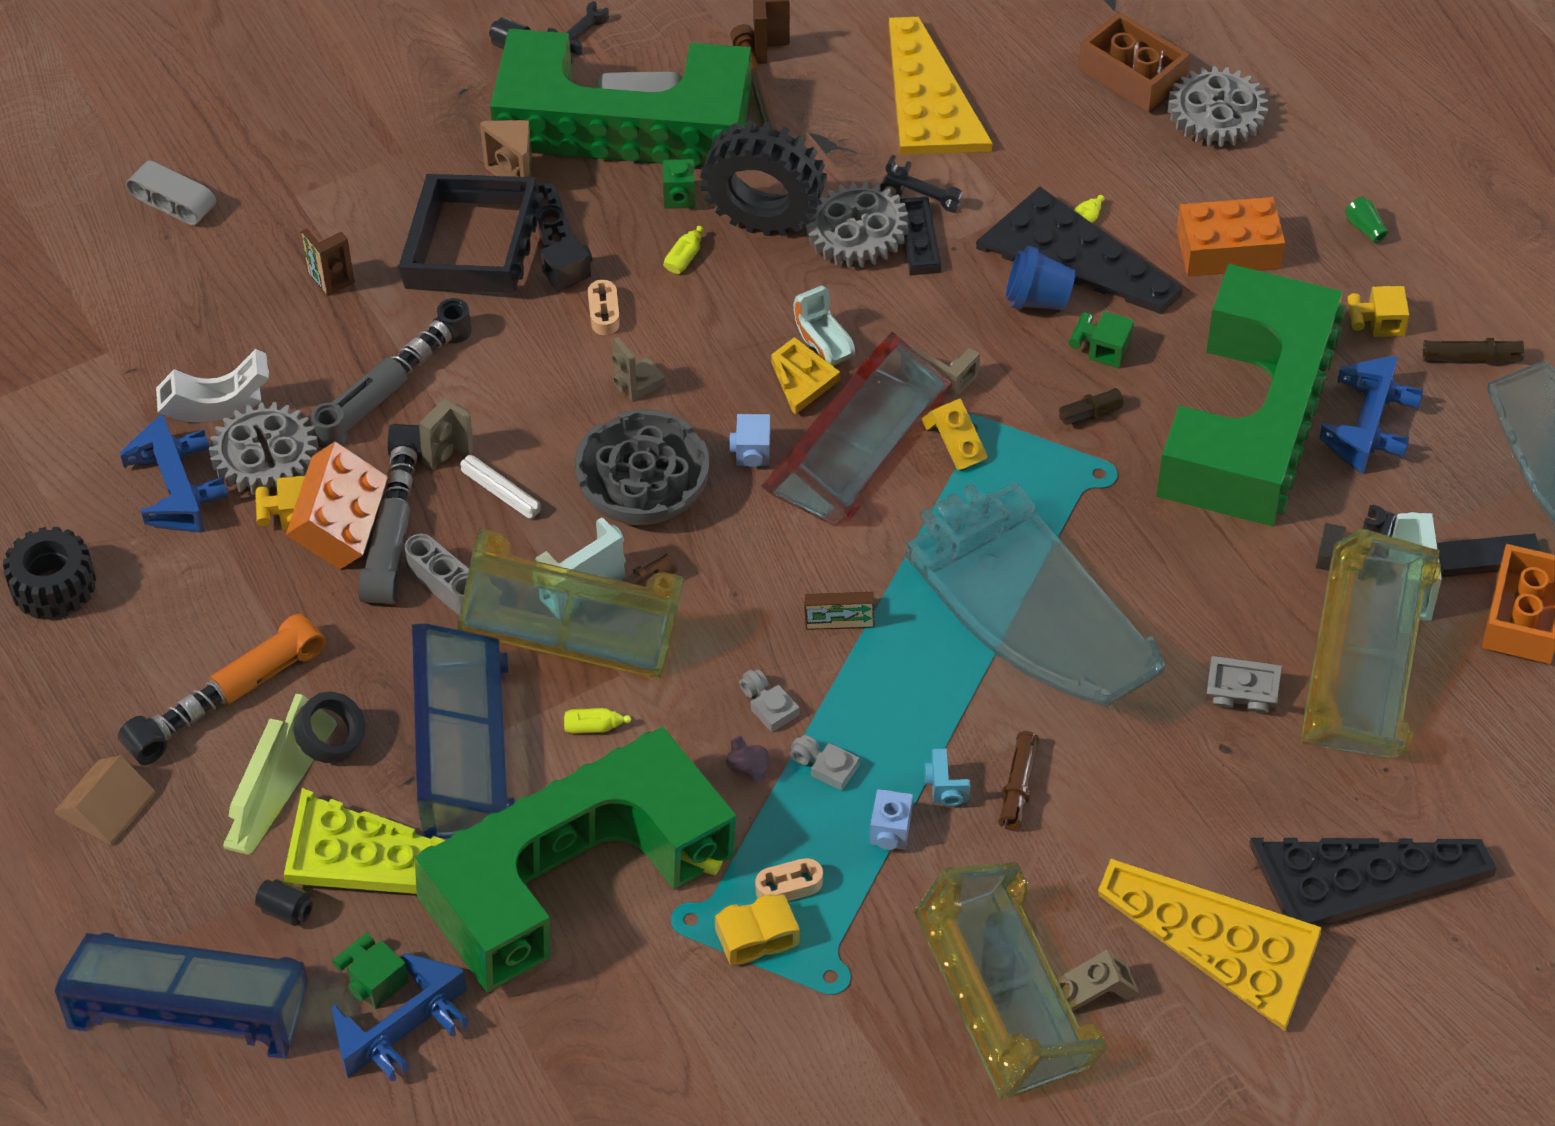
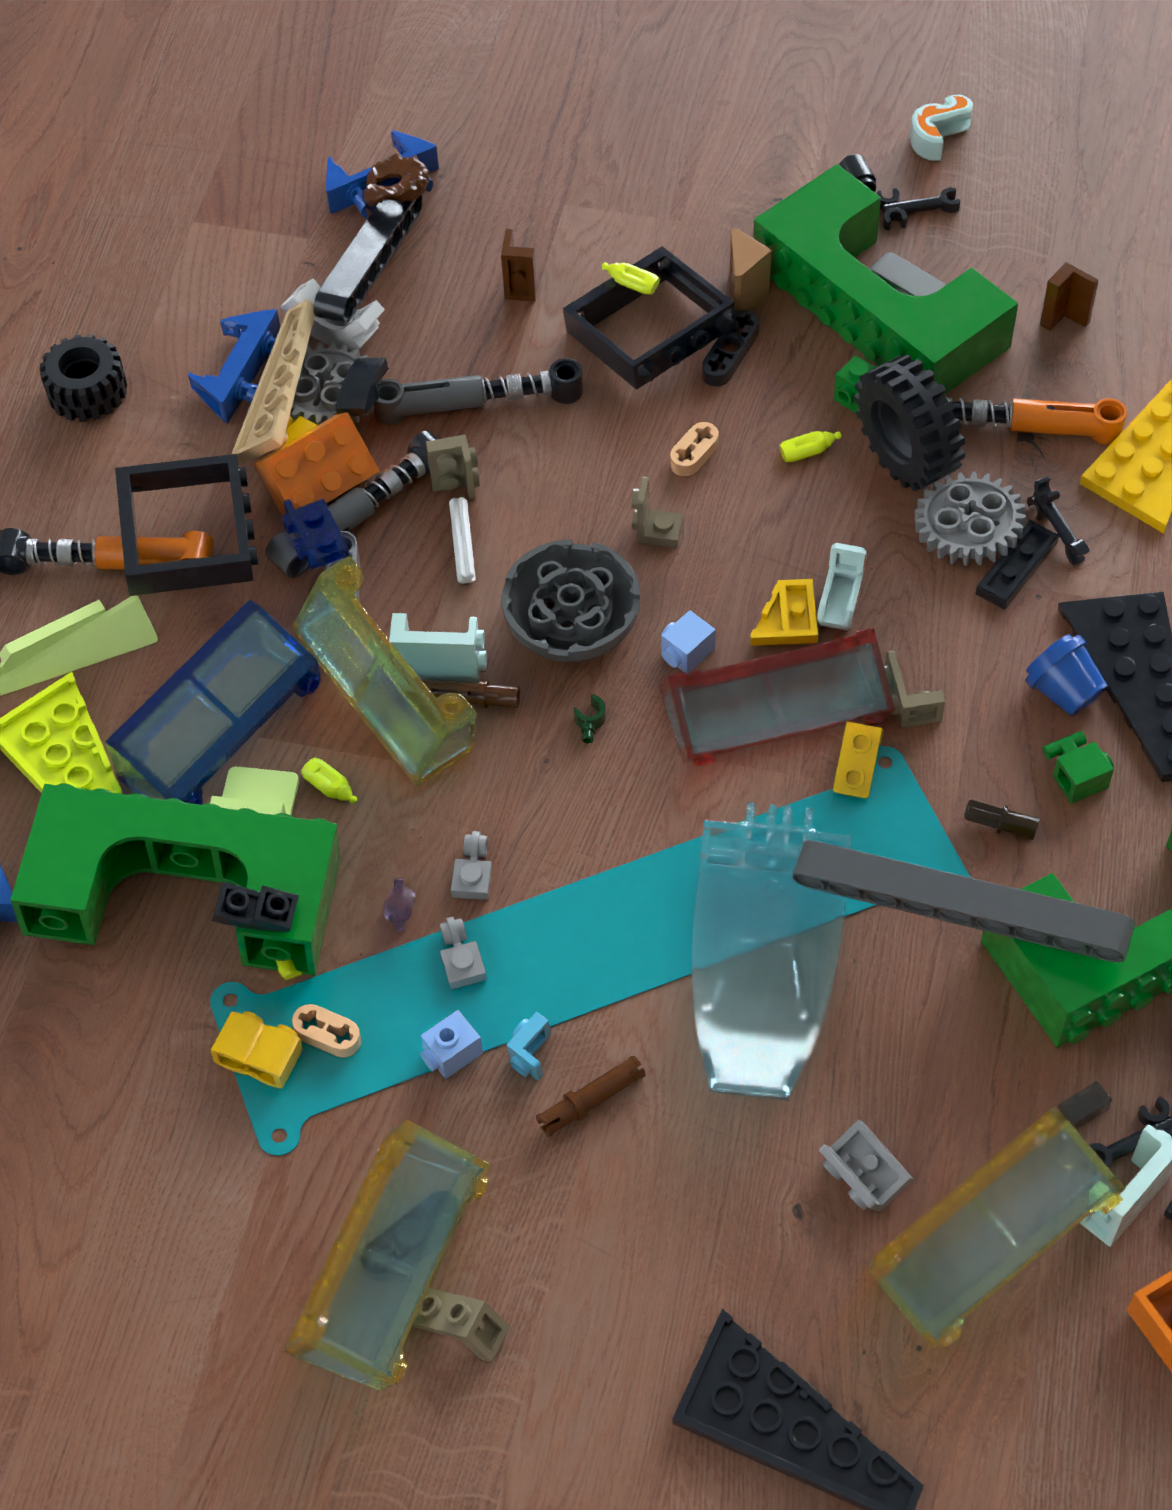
camera: 45 degrees right, 5 degrees up
(138, 236) = (348, 190): none -> blue hose
(171, 192) = (473, 142): light grey beam -> none
(173, 244) = (413, 182): none -> reddish brown piece
(193, 325) = (365, 259): none -> black beam
(248, 478) = (272, 402): none -> tan wing
(272, 667) = (191, 572): none -> black window
(306, 423) = (359, 386): none -> black slope
(346, 709) = (124, 613): black tyre -> none
(395, 550) = (315, 533): none -> clear blue bracket
(433, 209) = (633, 277): none -> neon yellow piece
(551, 762) = (259, 790): none -> yellowish green bracket
(566, 263) = (697, 391): black brick -> none
(679, 820) = (255, 910): none -> black slope
(738, 546) = (590, 723): none -> dark green piece
(744, 36) = (1016, 344): reddish brown piece -> none
(839, 610) = (605, 836): panel -> none
(872, 102) = (1100, 420): none -> orange piece
(1144, 461) = (965, 901): none -> dark grey beam
(1235, 943) = (608, 1388): yellow wing -> none

